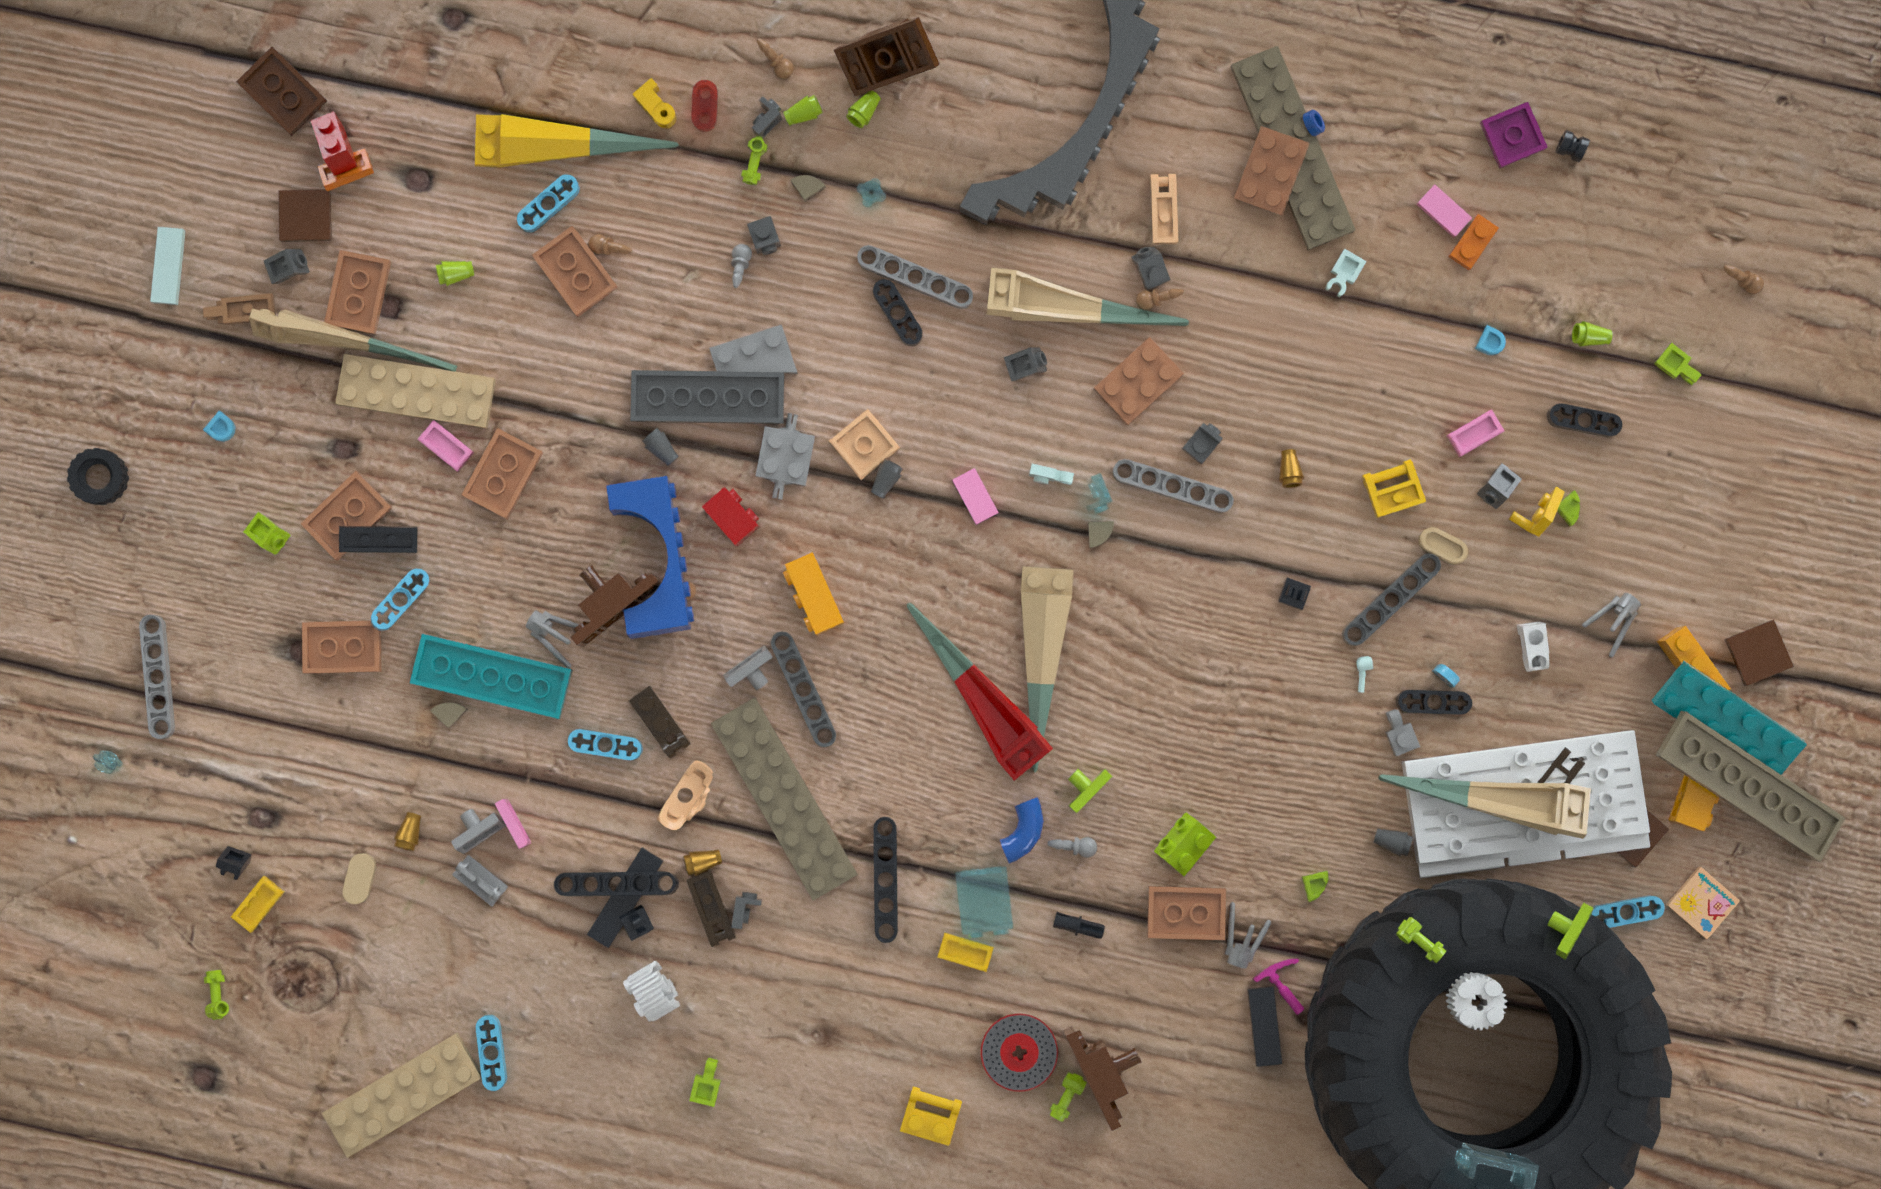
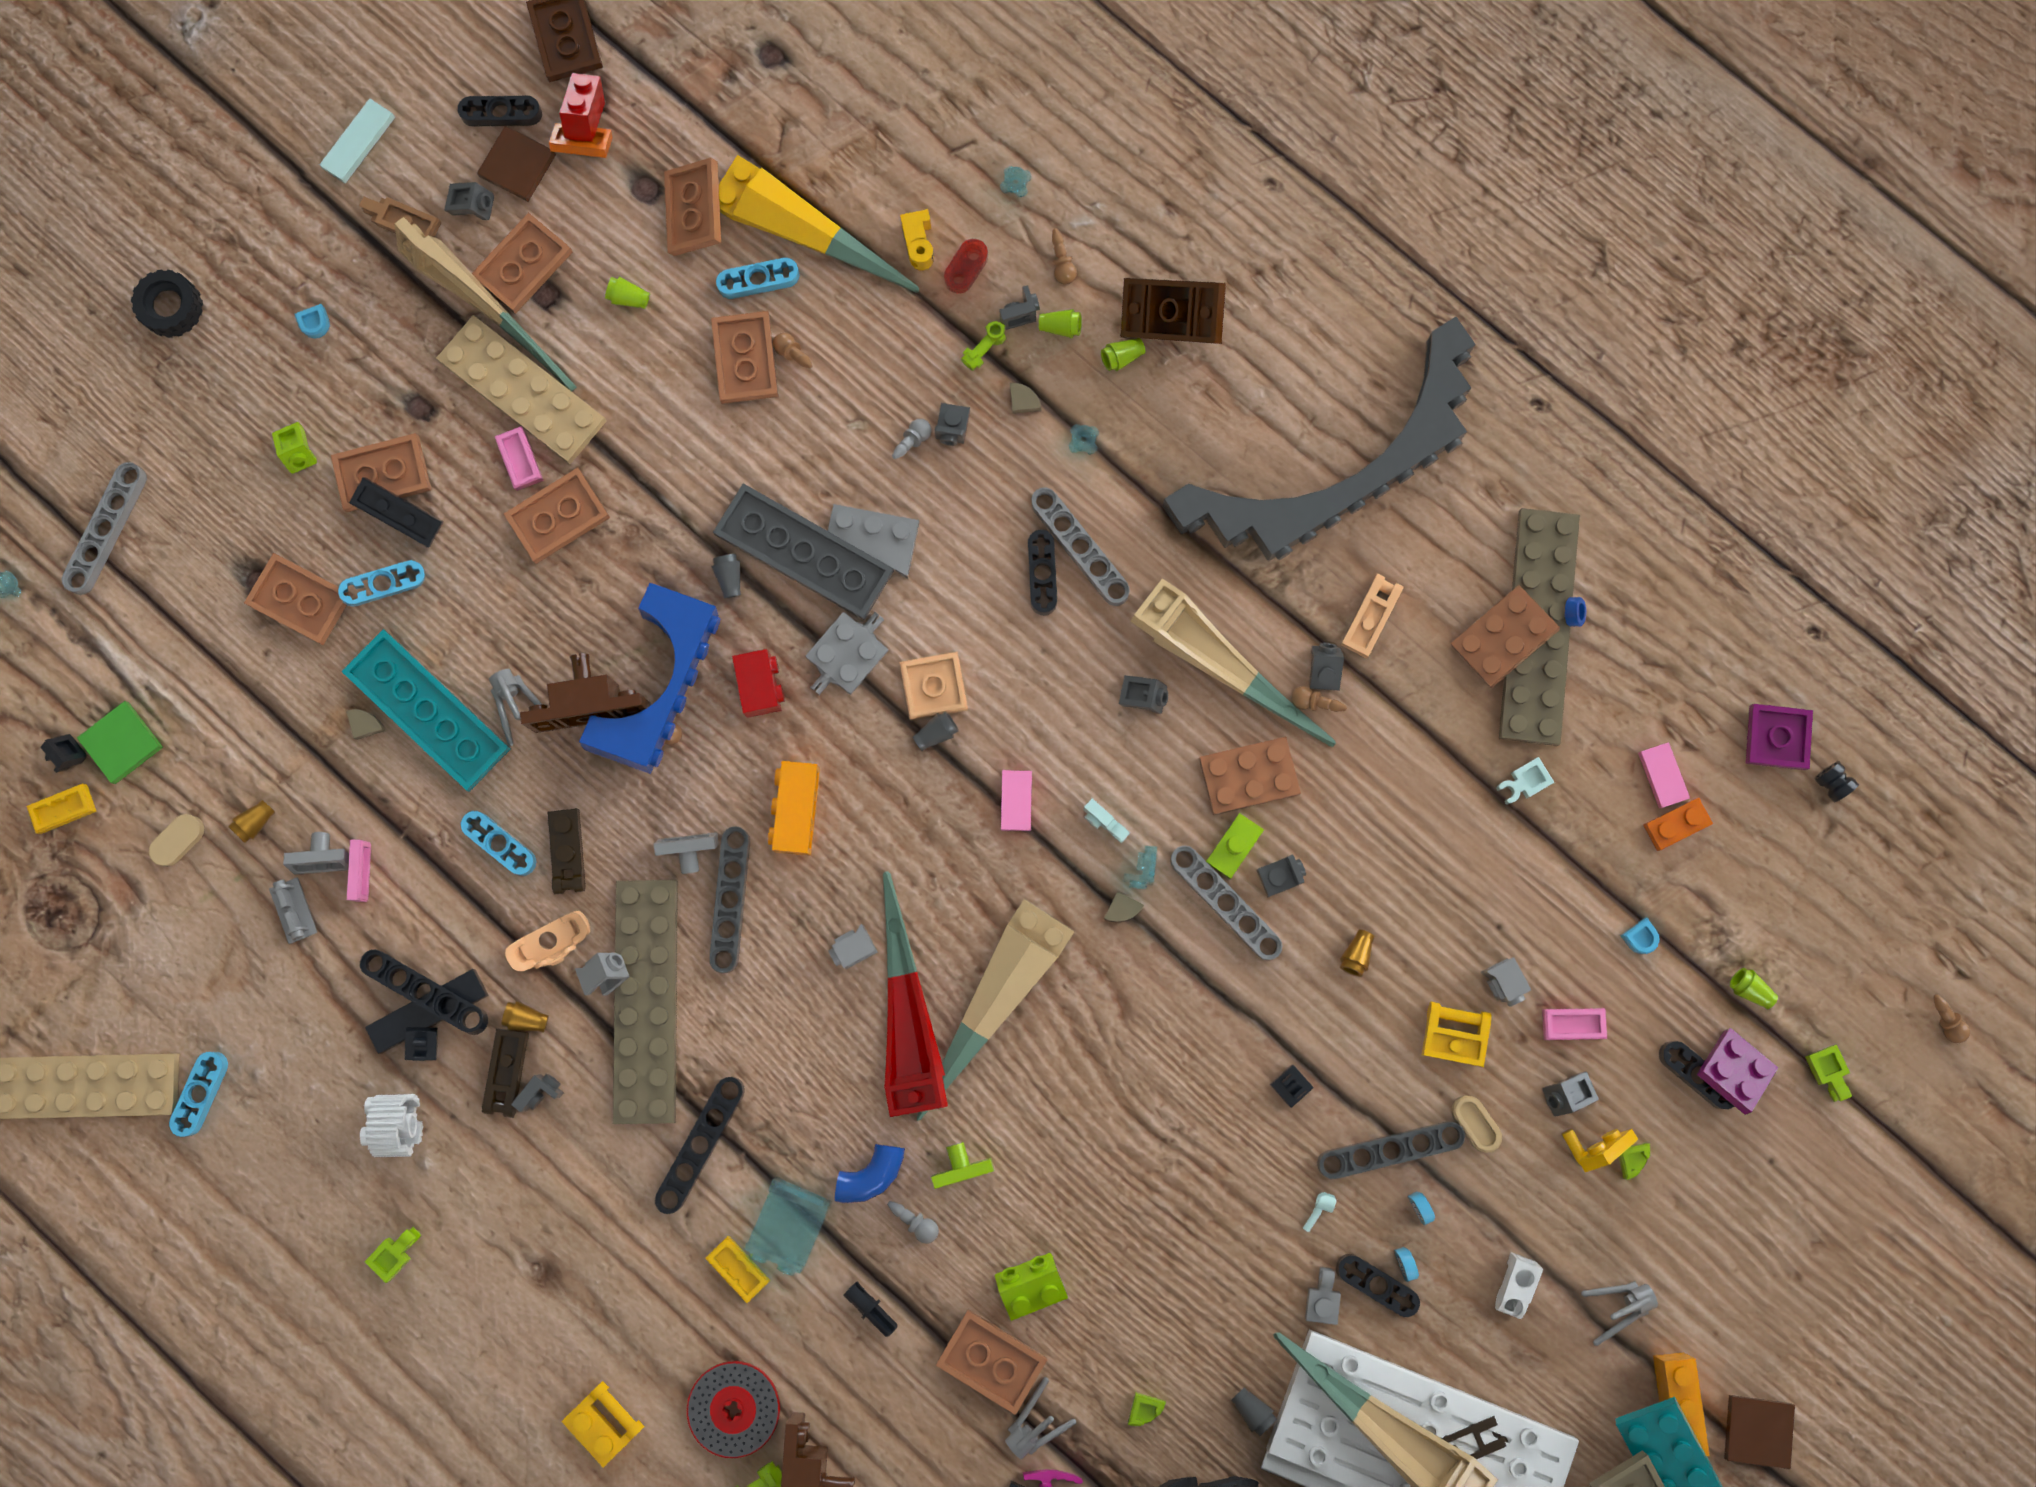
camera: 35 degrees right, 5 degrees down
(270, 830) = (119, 742): none -> bright green tile
(280, 166) = (479, 119): none -> black beam
(466, 175) = (692, 207): none -> nougat plate
(708, 10) = (1015, 173): none -> clear light blue plate
(742, 794) = (604, 971): none -> light grey window
(916, 673) = (852, 948): none -> light grey window
(1156, 440) = (1234, 846): none -> lime tile
(1410, 429) = (1507, 981): none -> light grey window
(1436, 628) = (1422, 1208): none -> medium azure tile
(1610, 402) = (1737, 1071): none -> plate

